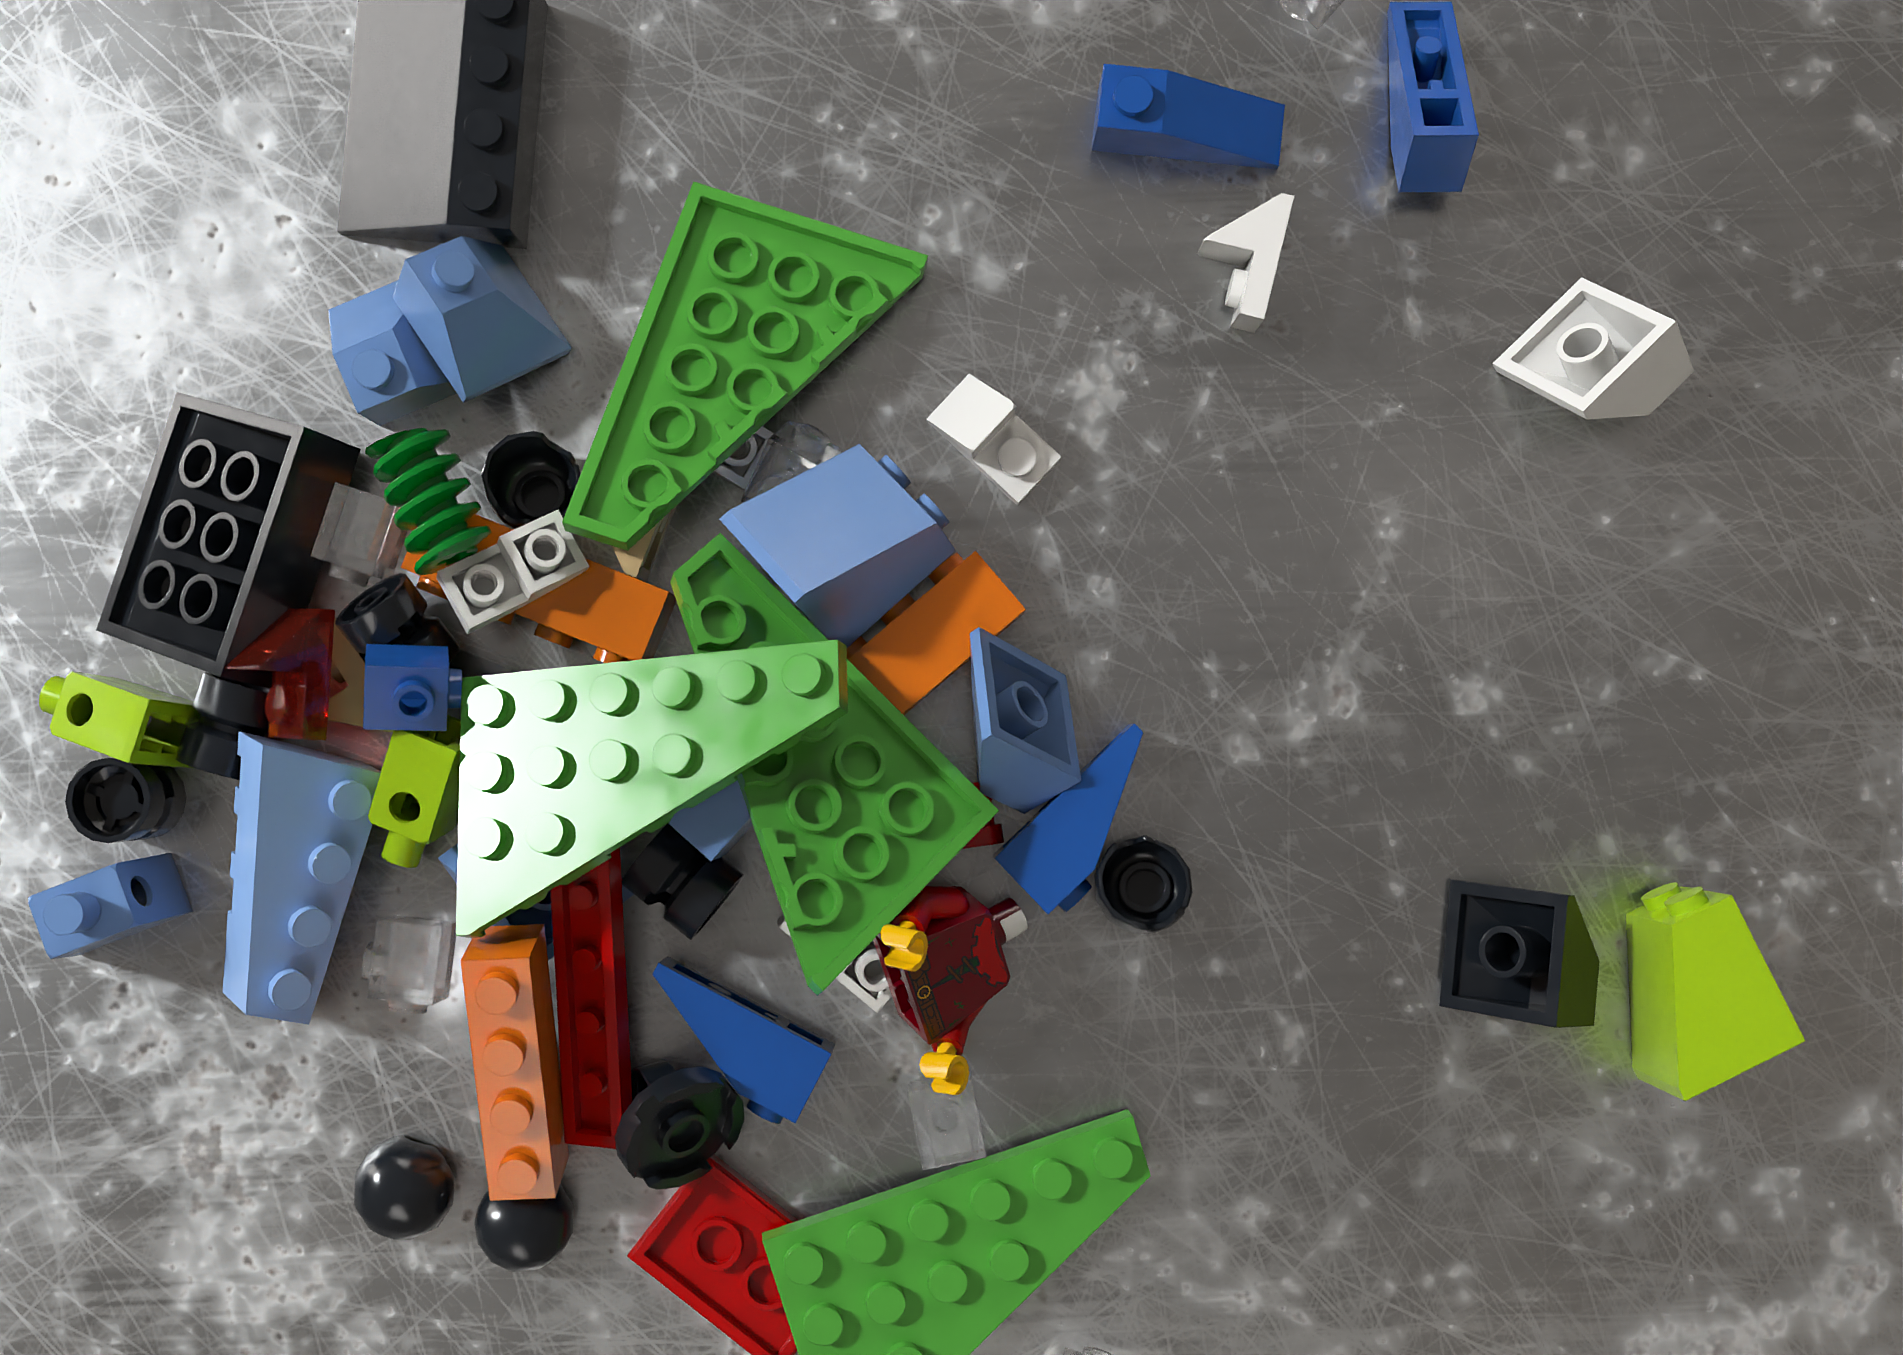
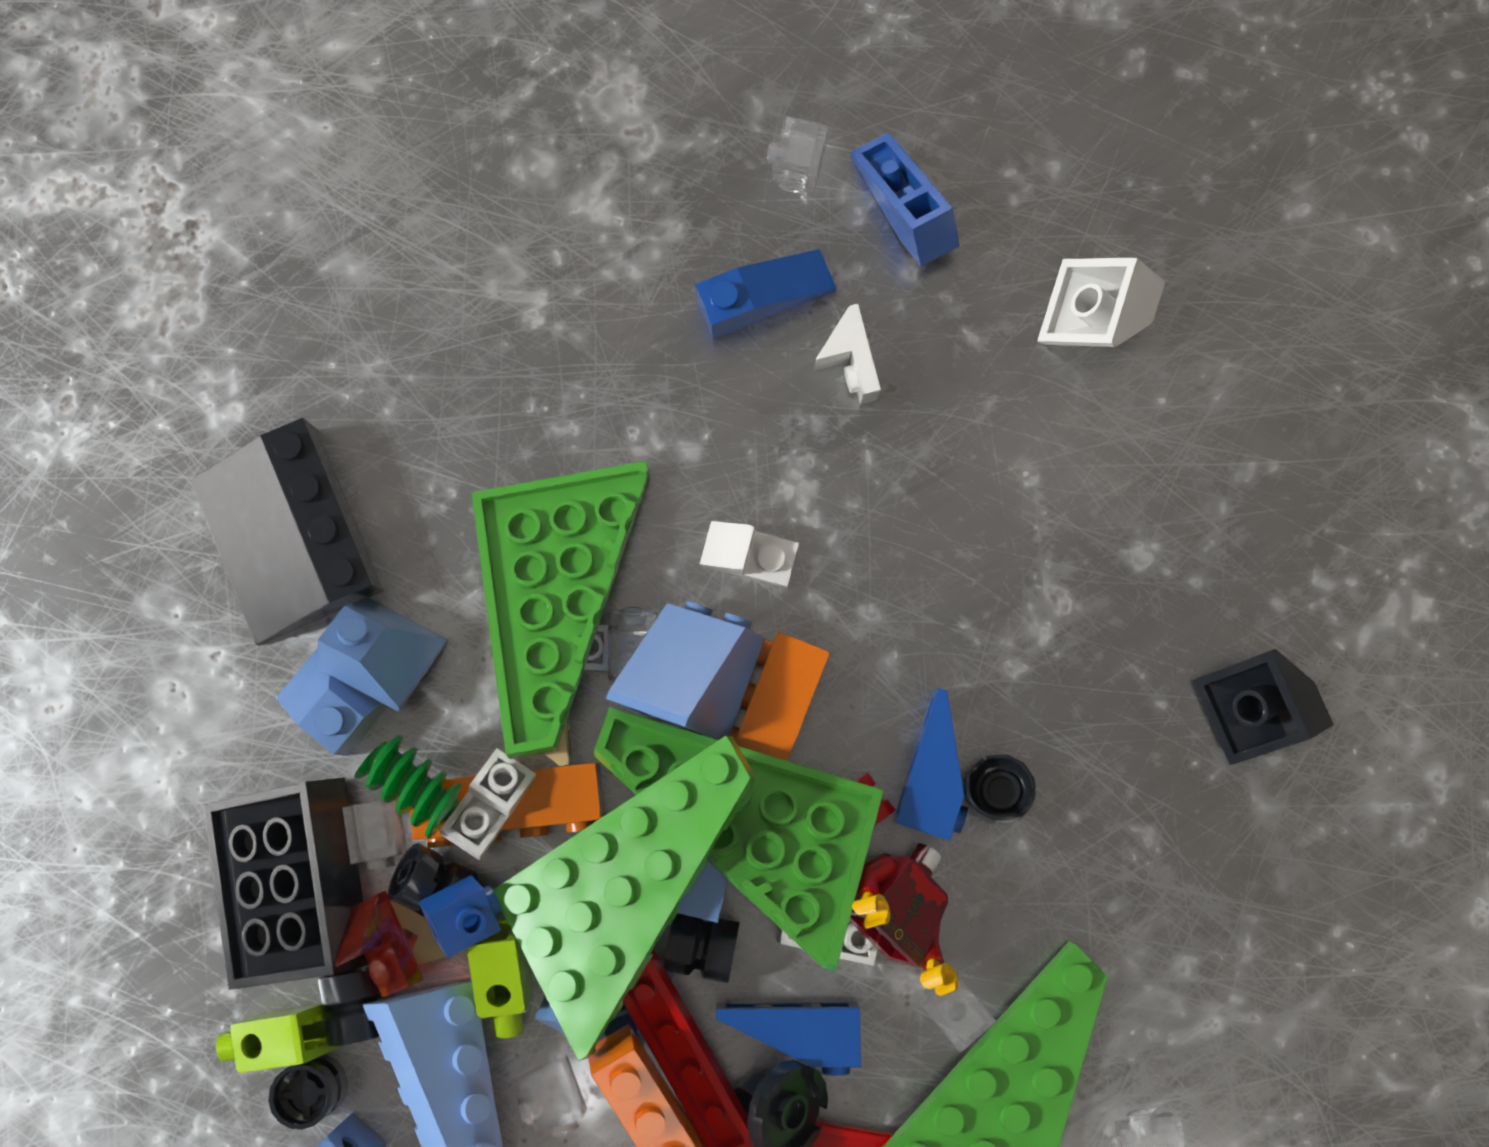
camera: 25 degrees left, 5 degrees down
(528, 478) = (467, 738): black hair -> none
(1020, 725) = (866, 728): medium blue slope -> none
(1700, 993) = (1387, 668): lime slope -> none

